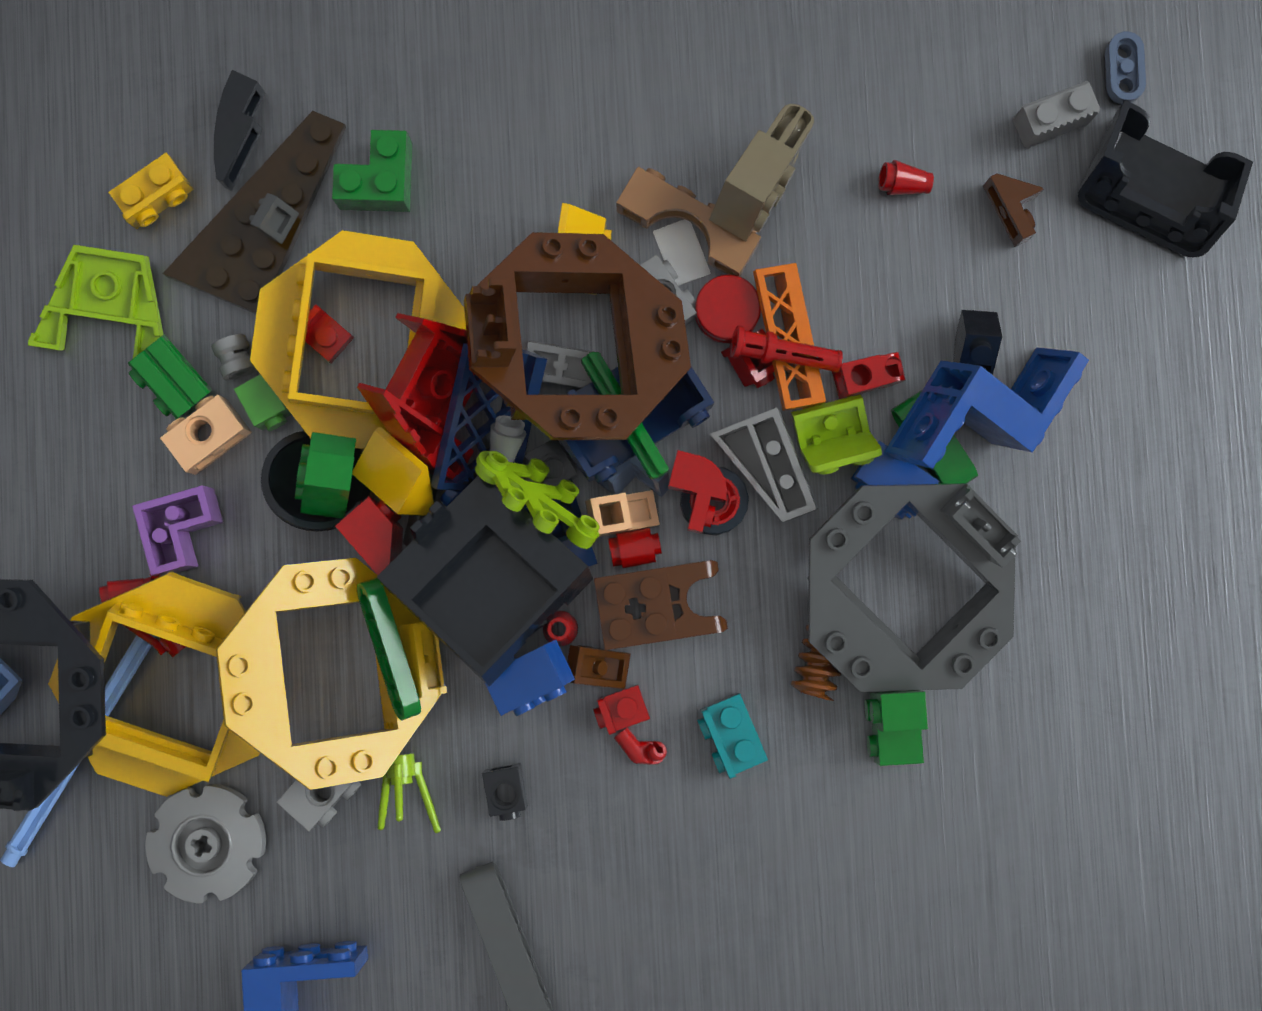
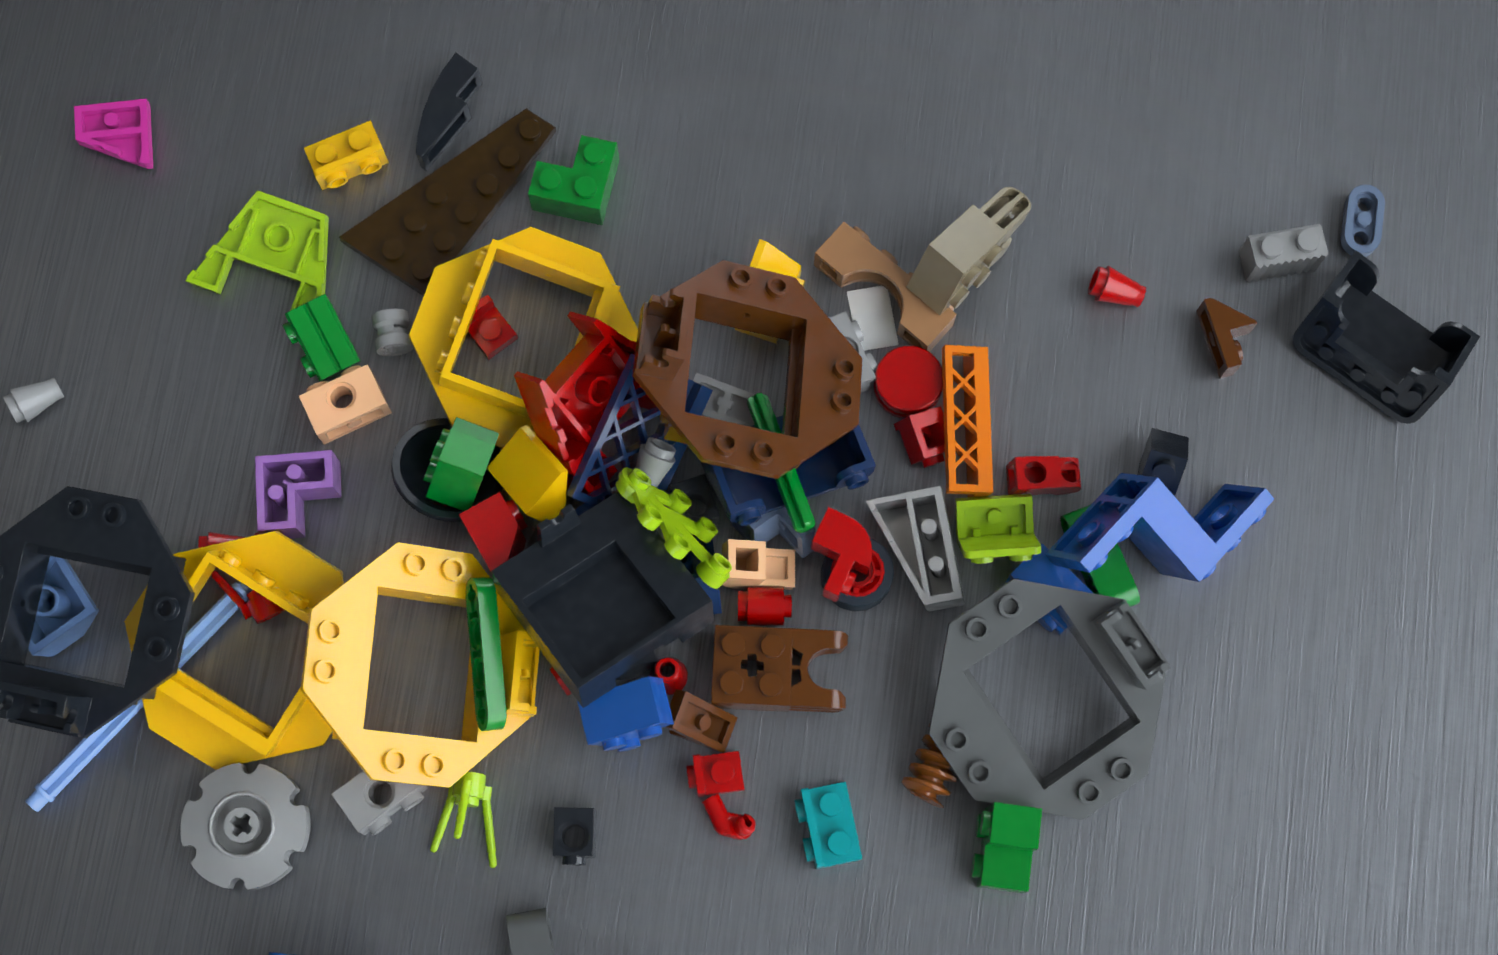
camera: 10 degrees right, 10 degrees down
(262, 404) = (411, 384): bright green brick -> none
(274, 218) = (465, 202): dark grey tile -> none
(768, 343) = (939, 428): red pin -> none

